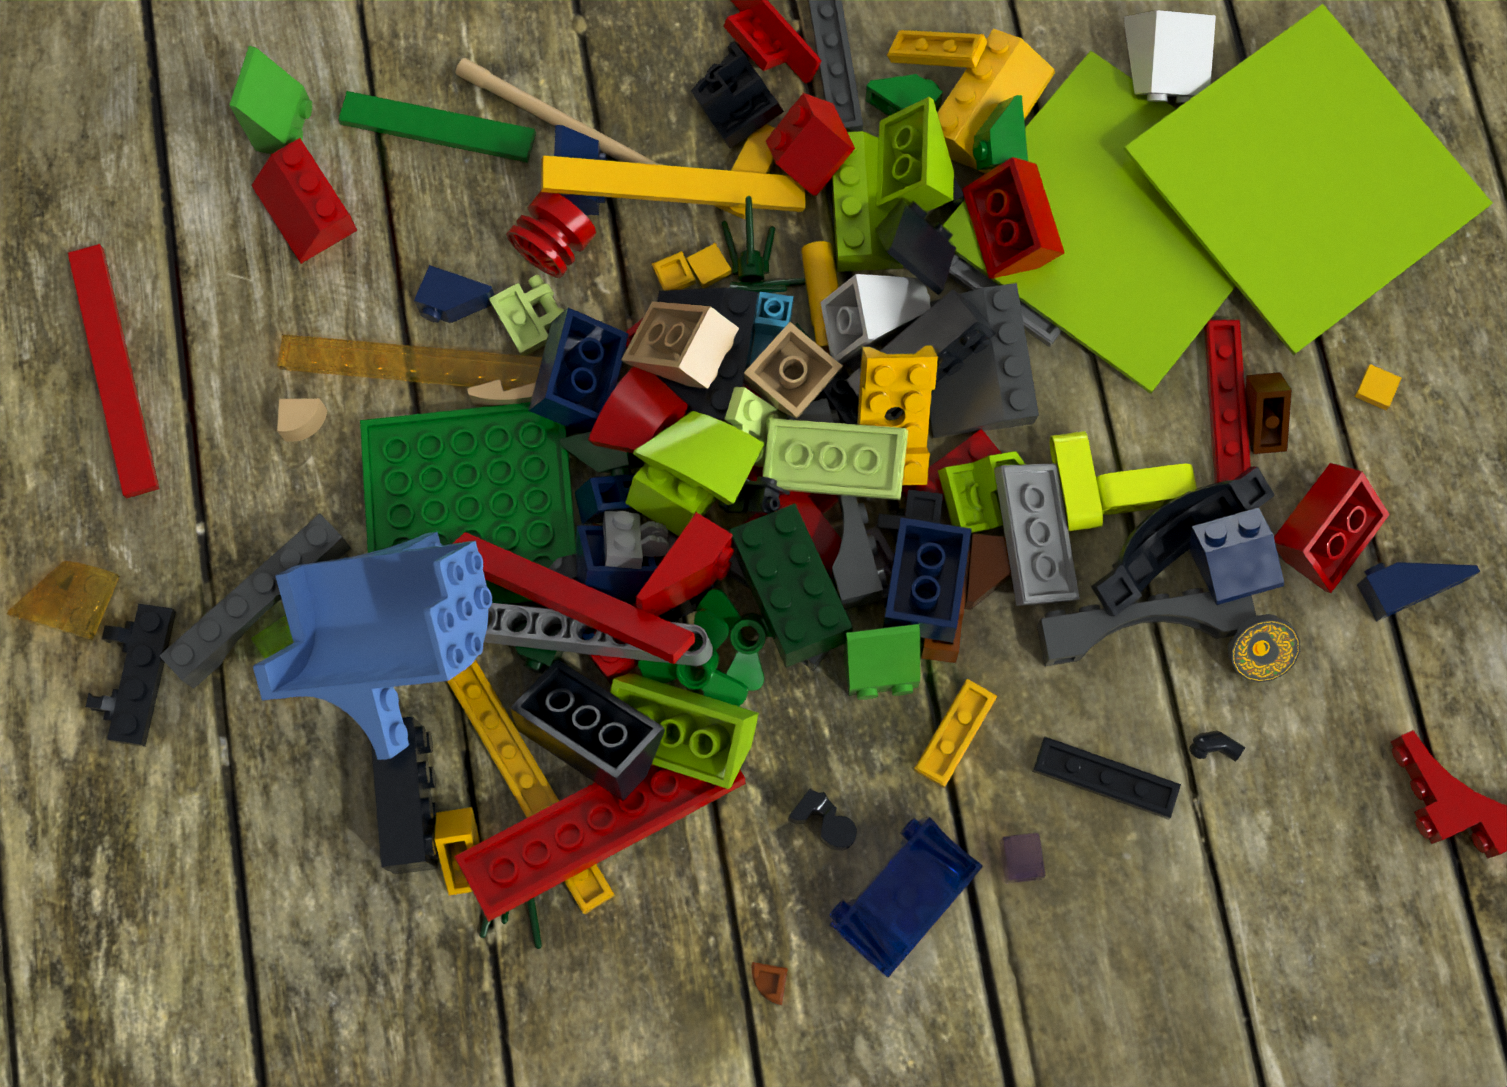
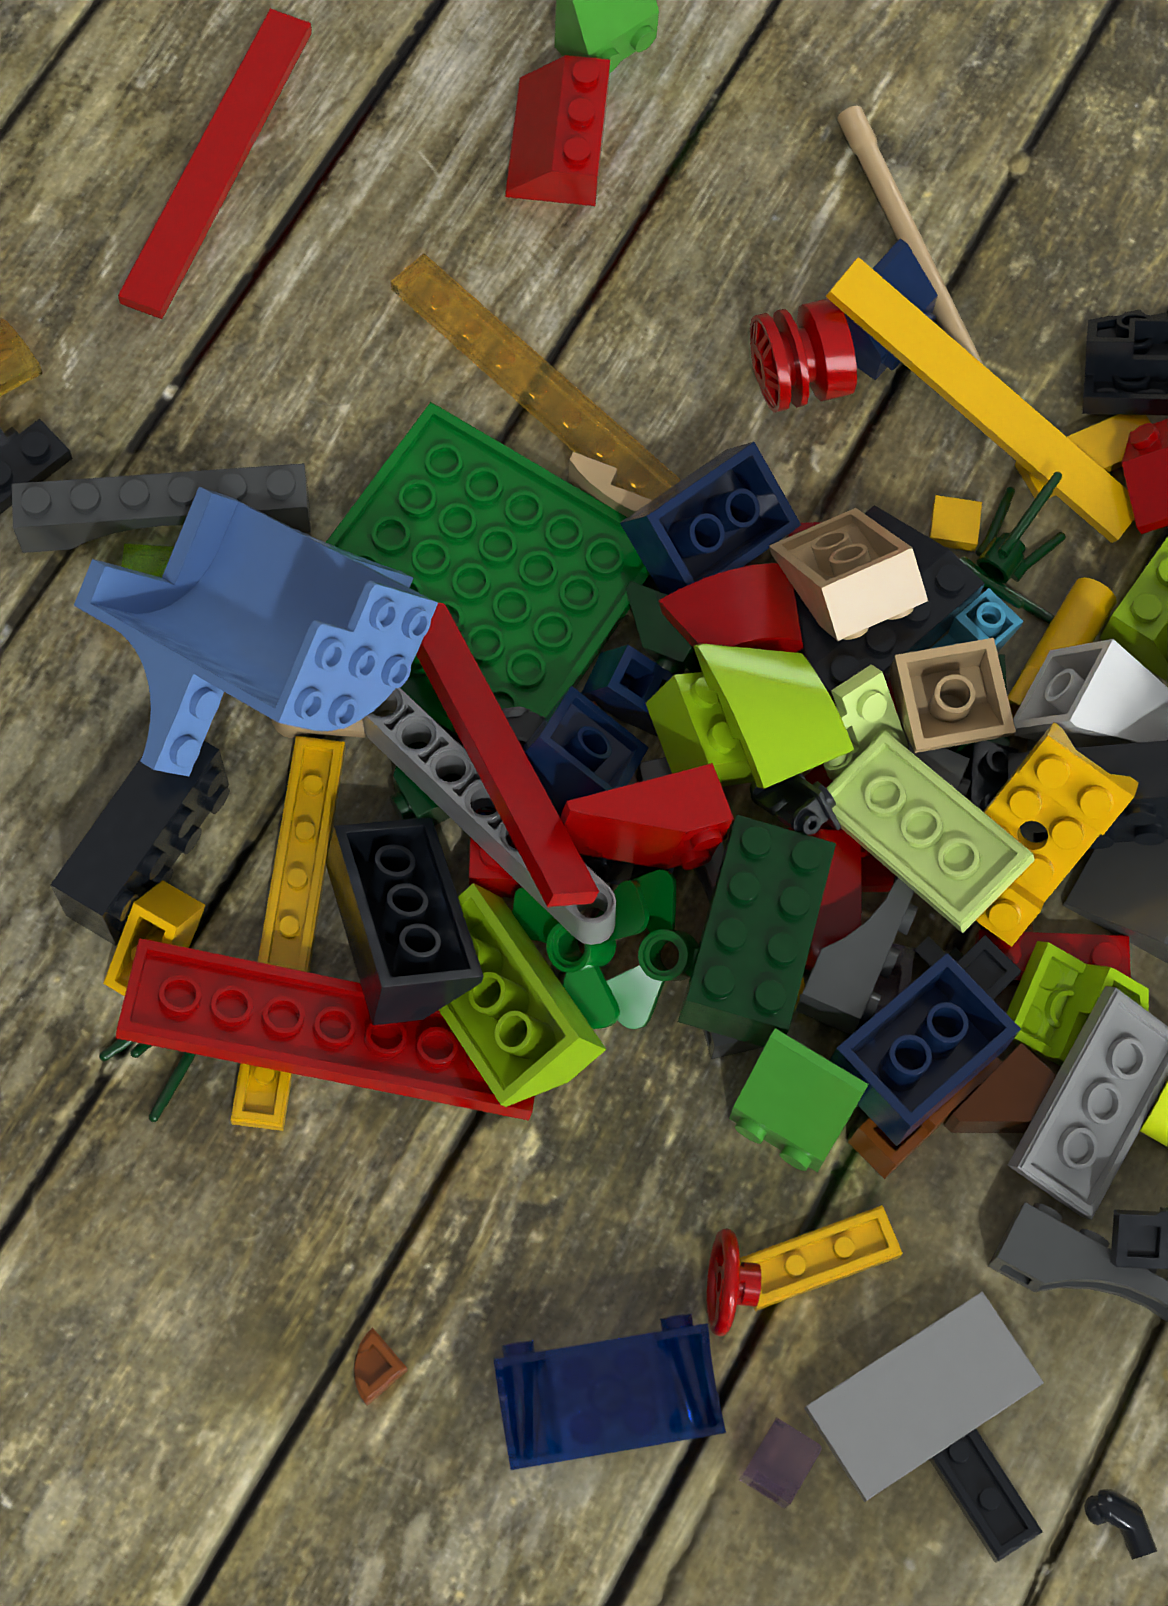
camera: 30 degrees right, 5 degrees down
(300, 418) = (368, 353): tan brick -> none
(437, 126) = (772, 160): green tile -> none
(450, 296) = (638, 345): dark blue slope -> none
(519, 317) = (695, 421): yellowish green plate -> none
(628, 541) = (615, 744): light grey hinge -> none
(673, 272) = (909, 500): yellow tile -> none
(836, 831) = (587, 1256): black leg -> none
(922, 785) = (729, 1282): none -> red piece
(1067, 763) = (923, 1396): none -> light grey tile

